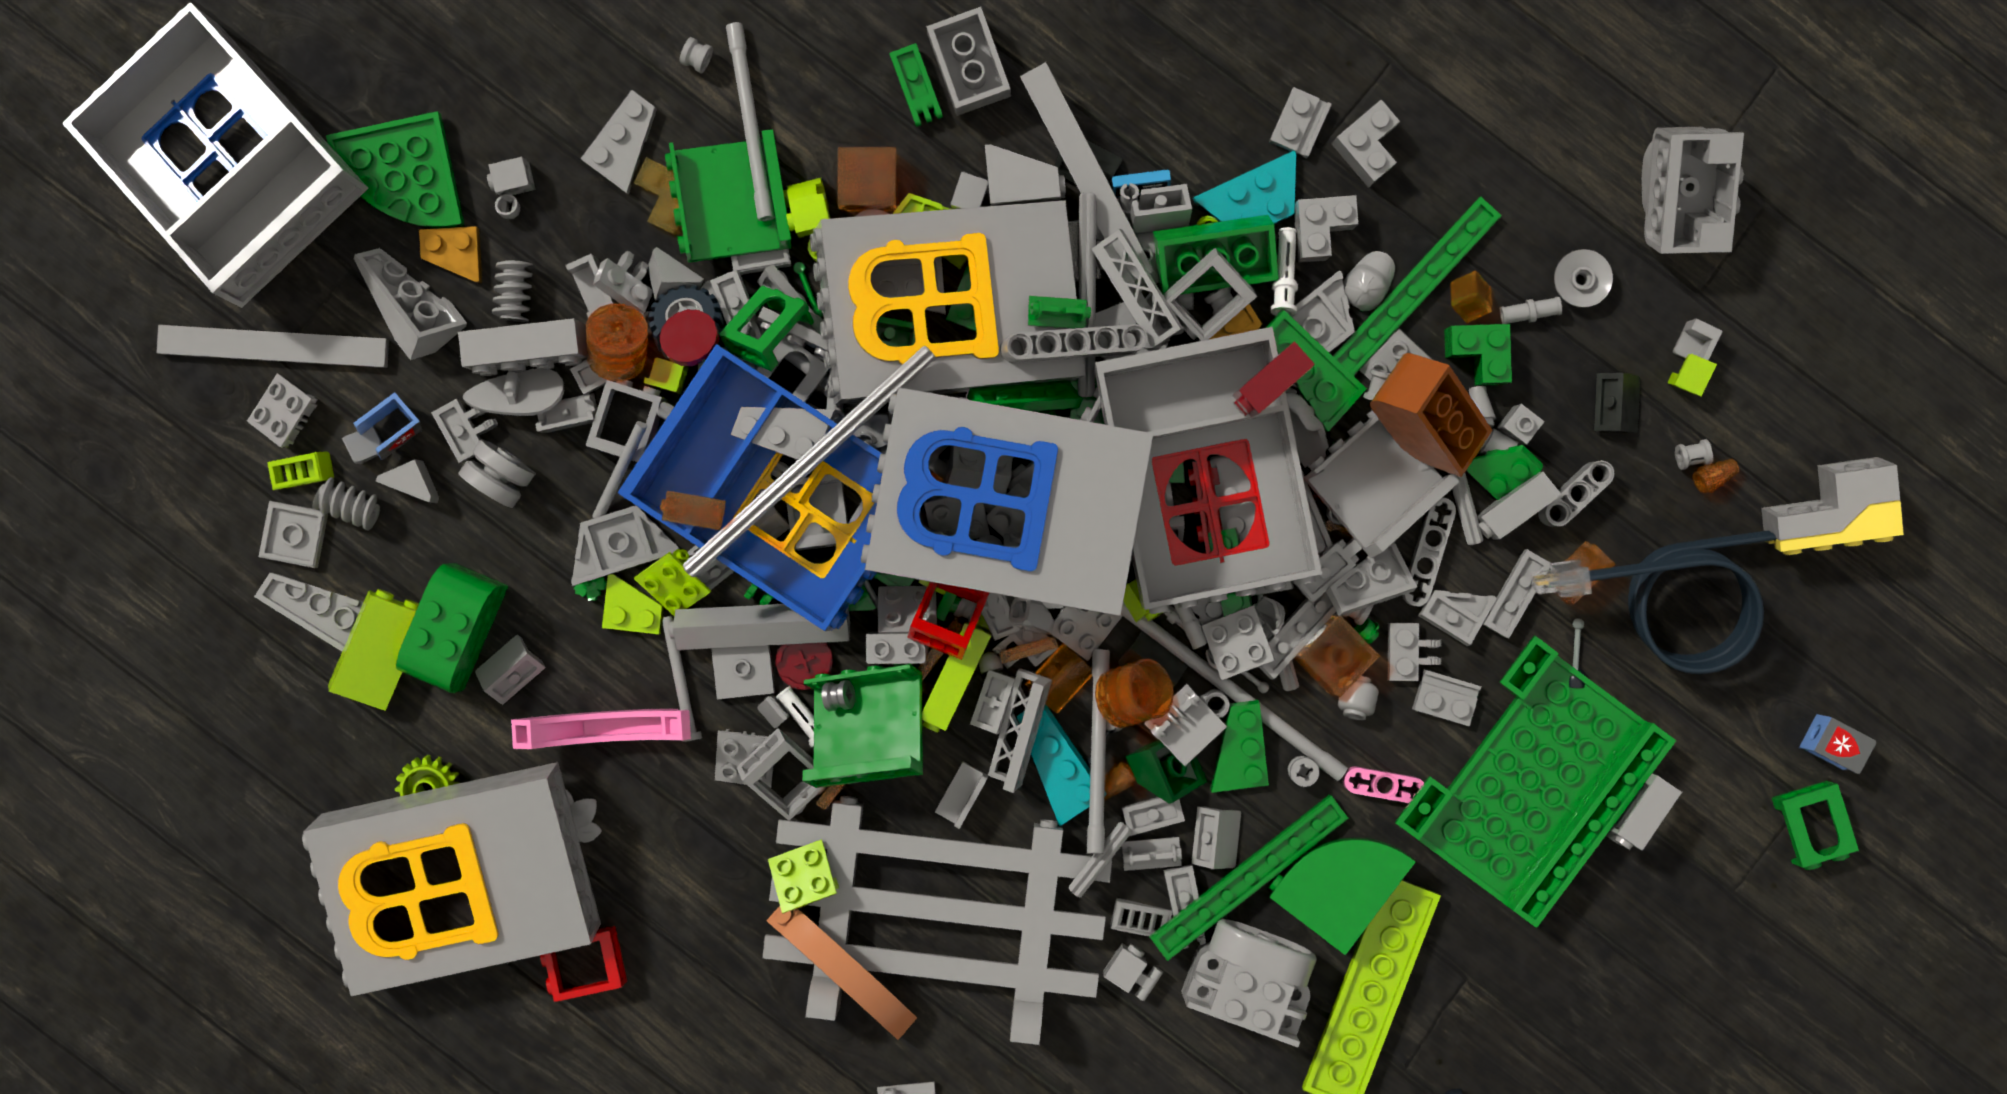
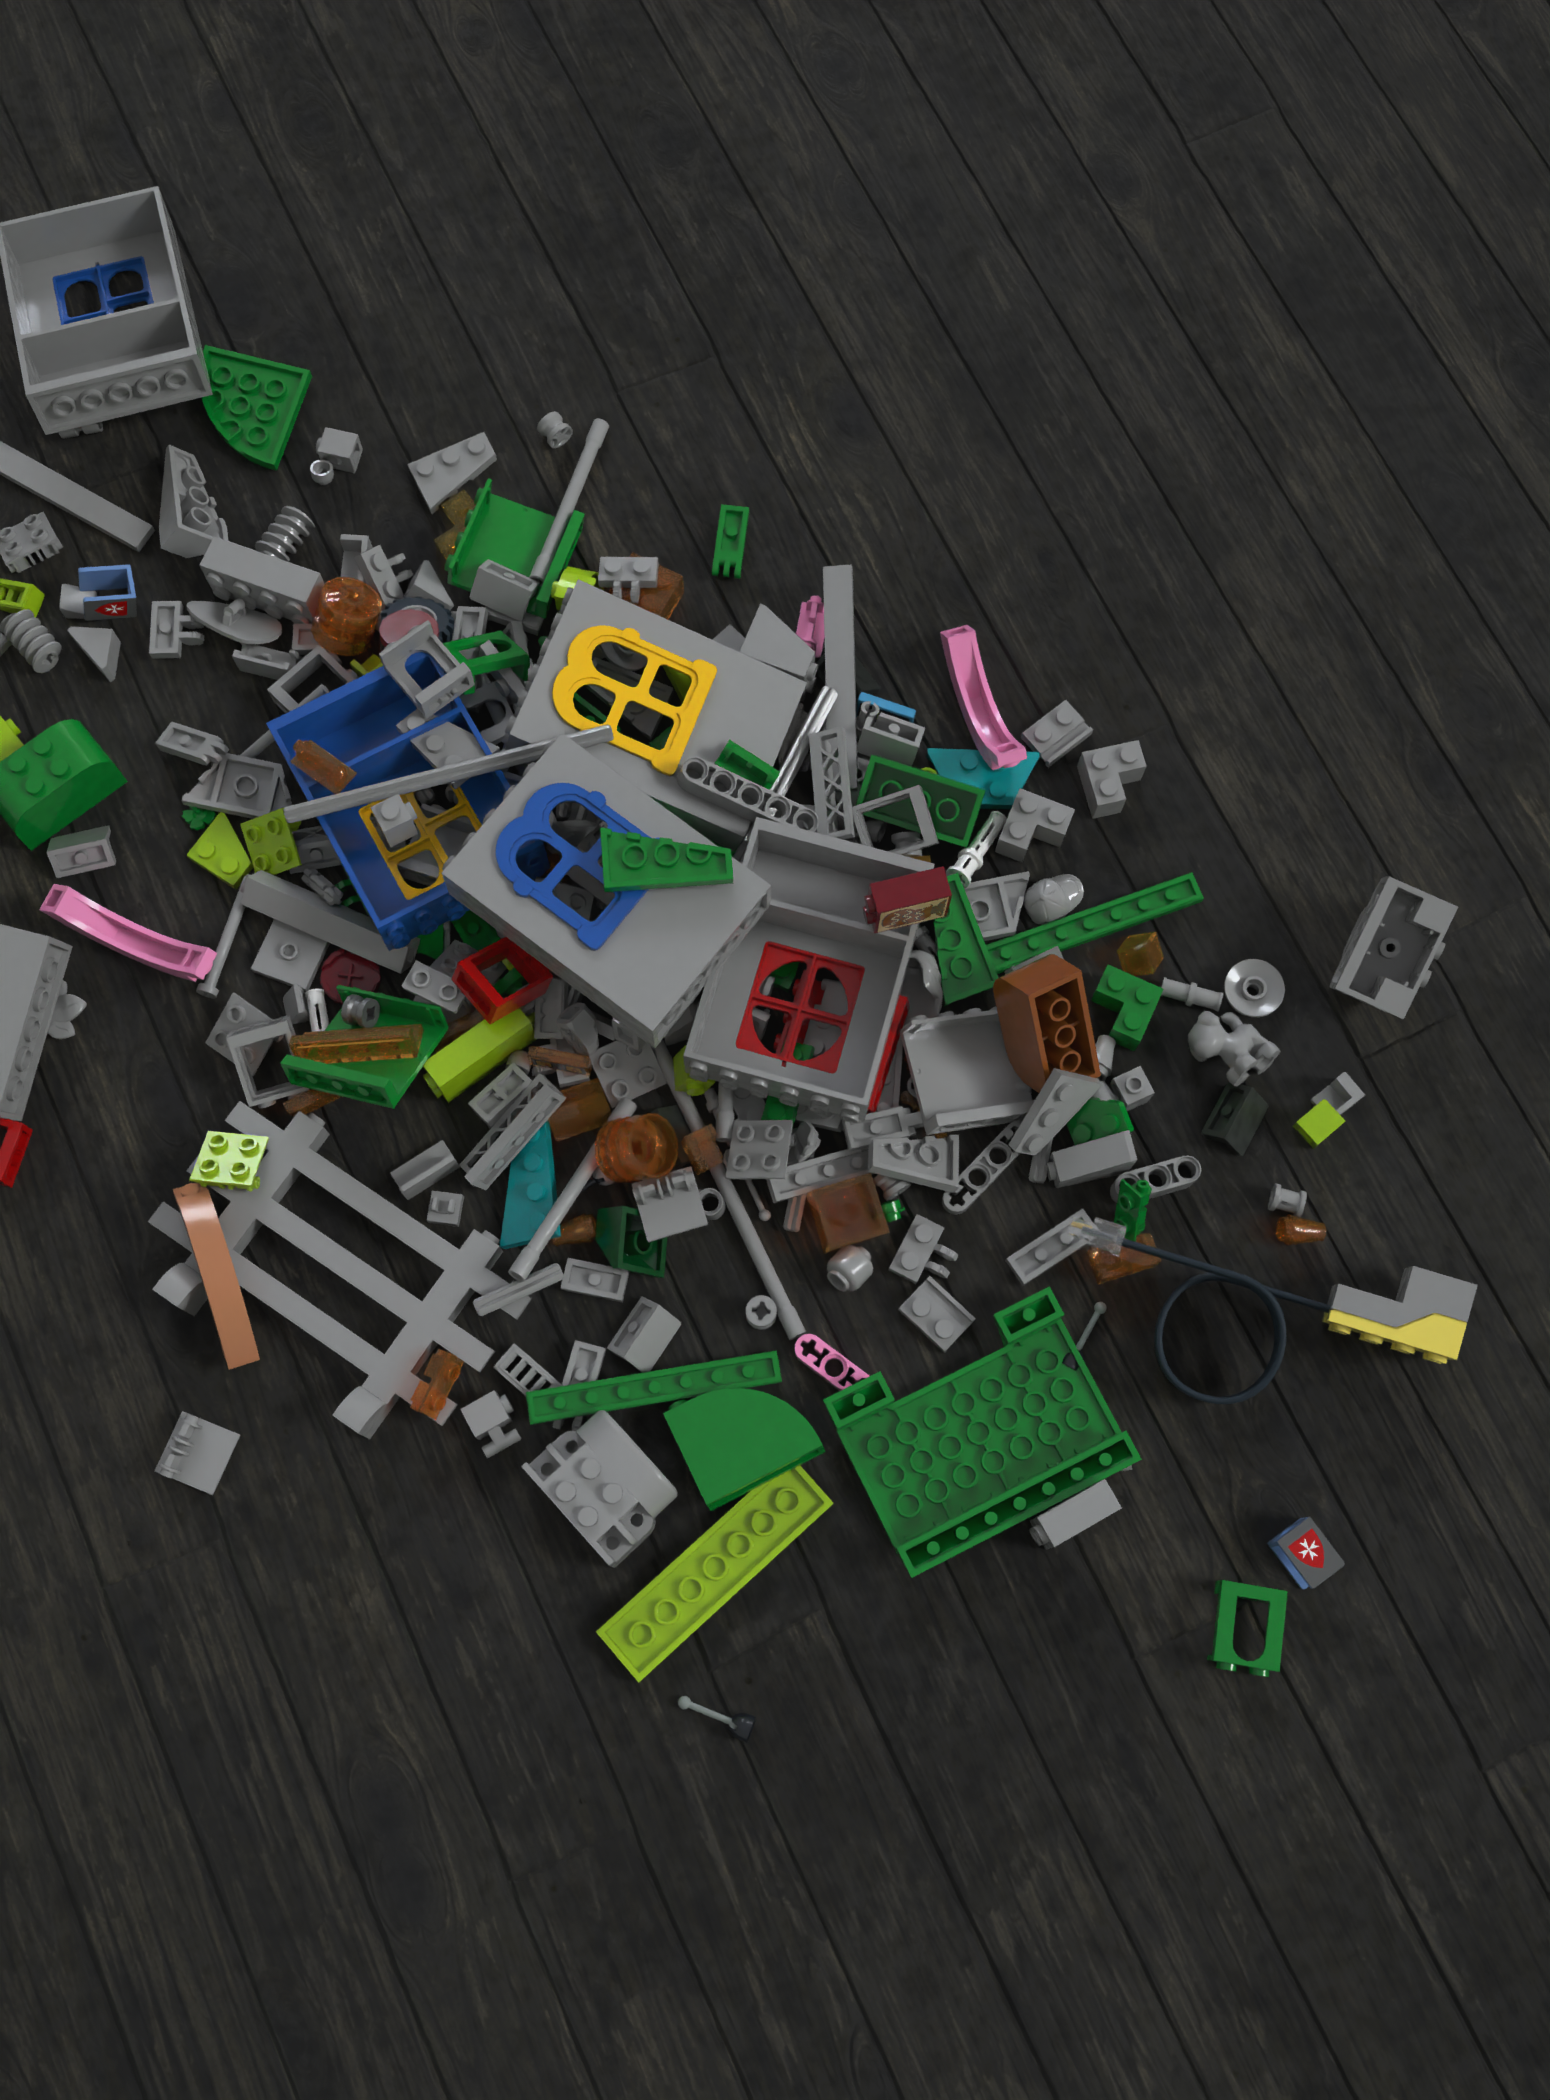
camera: 30 degrees right, 15 degrees down
(453, 250) = (255, 485): pearl gold wing -> none
(495, 475) = (176, 673): light grey wheel -> none
(548, 528) = (191, 744): none -> light grey hinge
(716, 344) = (441, 692): none -> light grey panel
(737, 598) = (322, 886): none -> light grey axle
(742, 243) = (503, 589): none -> light grey panel
(787, 529) = (395, 819): none -> light grey brick
(848, 172) = (628, 573): none -> light grey hinge
(858, 730) = (359, 1044): none -> clear orange fence
(968, 61) = (786, 541): light grey brick -> none
(996, 816) = (445, 1208): none -> light grey tile
(1032, 132) = (811, 624): none -> bright pink hinge
(1045, 470) = (653, 863): none -> green wing
(1077, 982) = (444, 1370): none -> clear orange hinge
(1151, 853) = (572, 1318): light grey hinge -> none
(1187, 663) = (702, 1149): none -> clear orange panel
(1221, 135) = (976, 700): none -> bright pink arch
(1242, 750) = (712, 1261): green wing -> none
(1457, 613) = (985, 1237): light grey wing -> none
(1467, 481) = (1052, 1109): none -> light grey wing
(1567, 346) = (1240, 1049): none -> light grey animal
(1569, 532) = (1131, 1207): none -> green hinge

